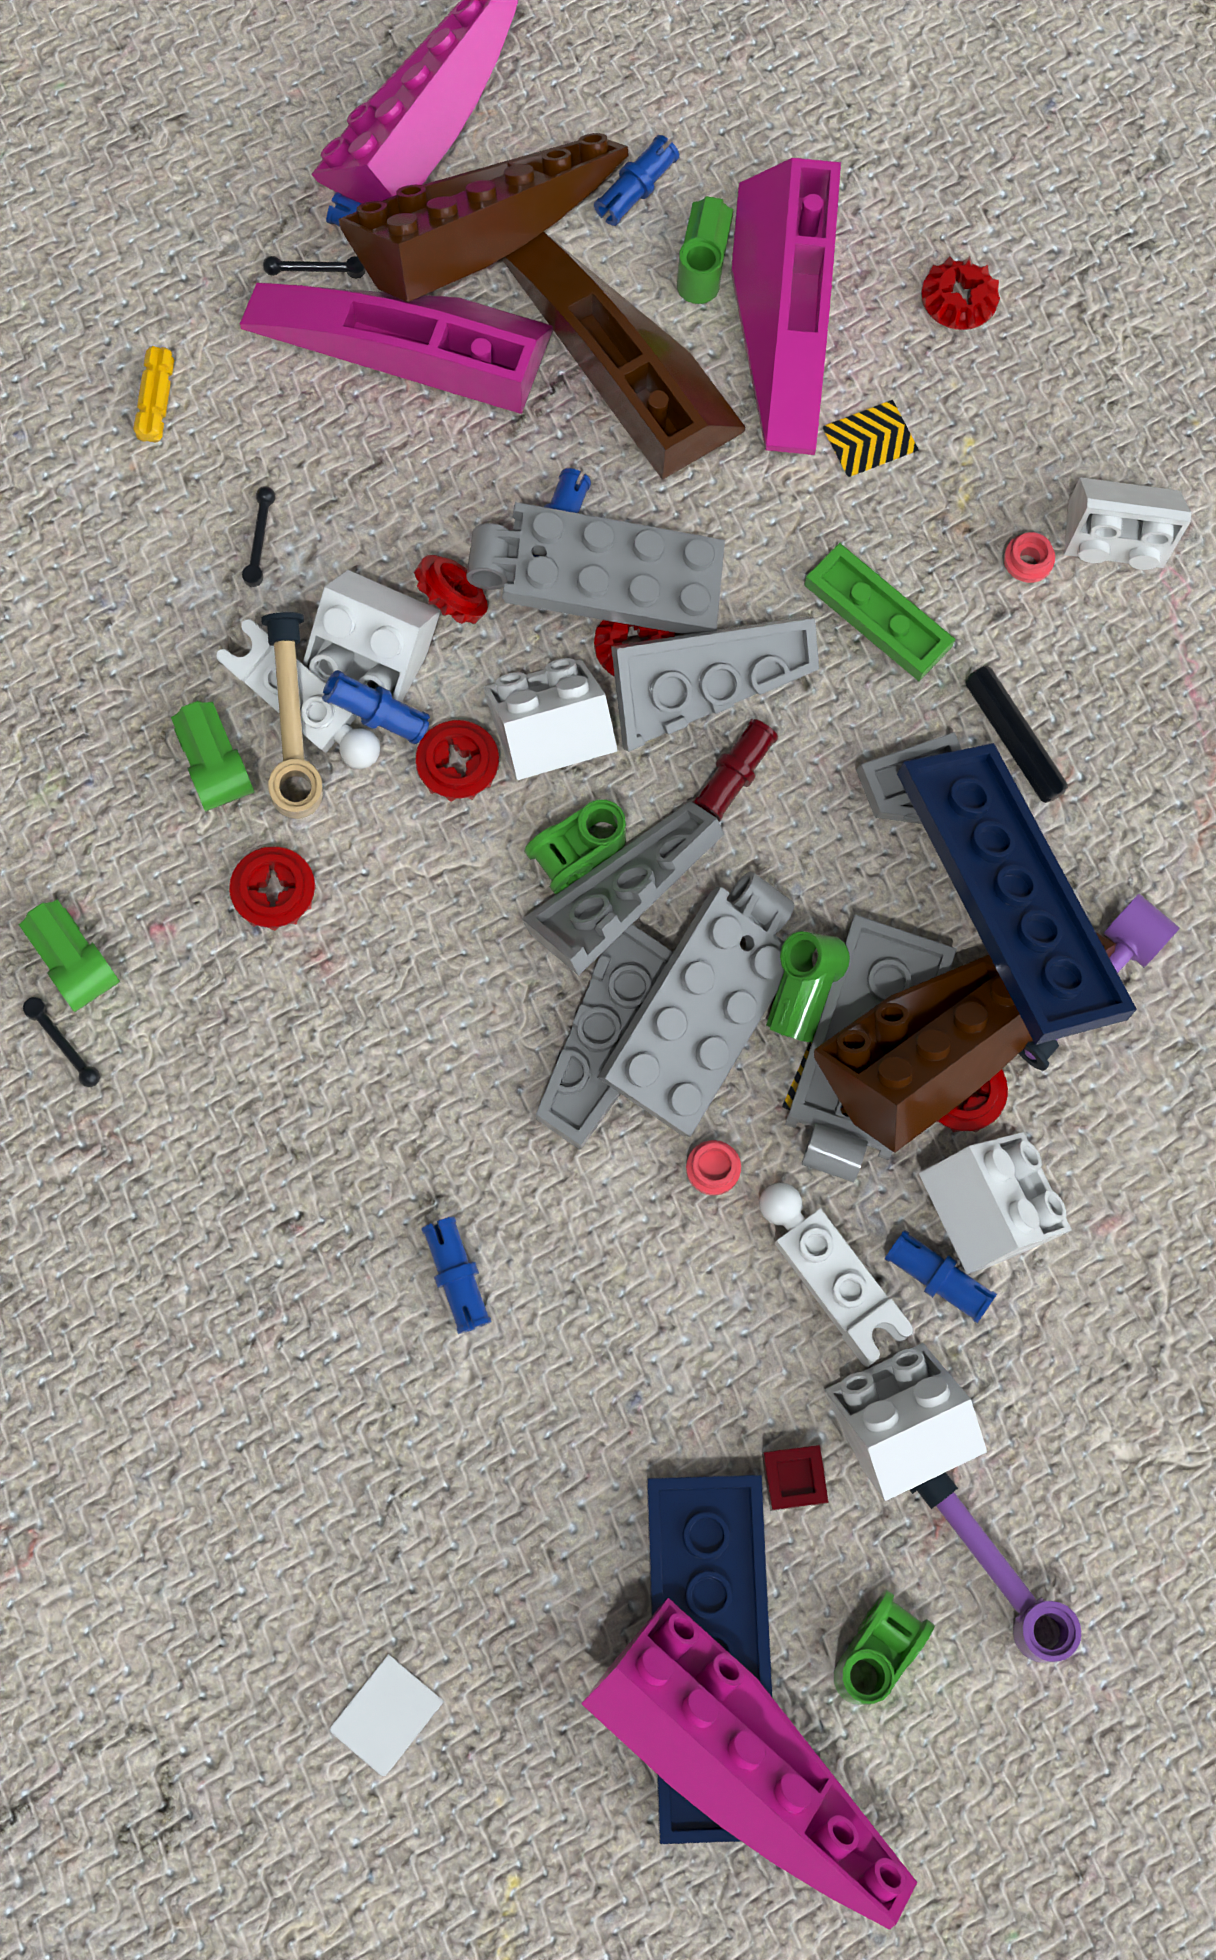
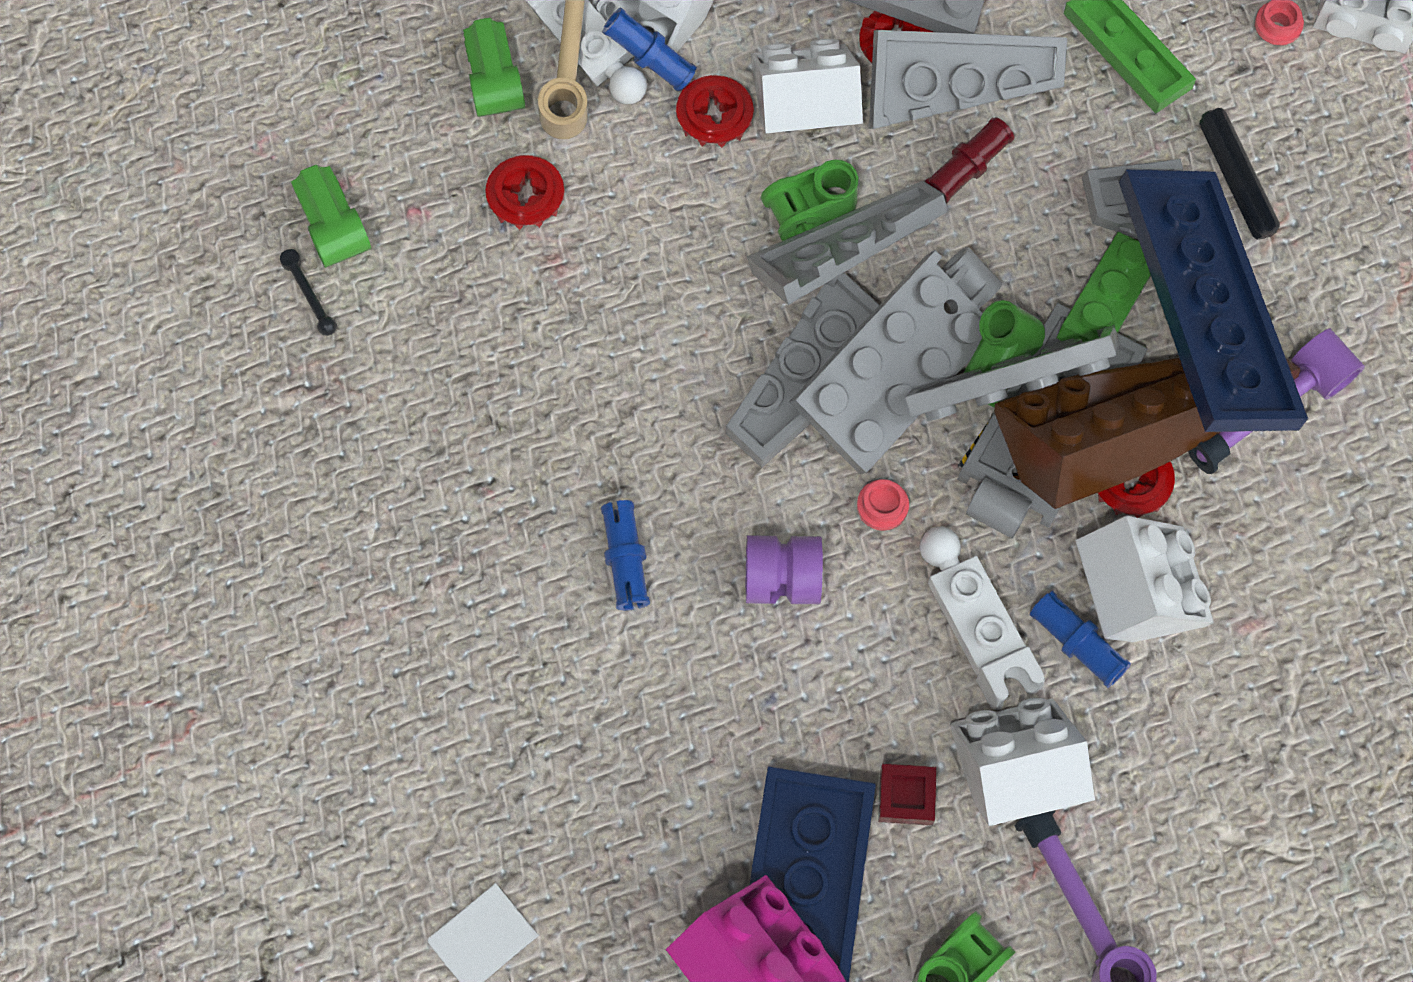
camera: 15 degrees right, 5 degrees down
(625, 1262) = (783, 569): none -> medium lavender wheel
(830, 1010) = (1037, 372): none -> light grey wing
(905, 901) = (1109, 292): none -> bright green plate

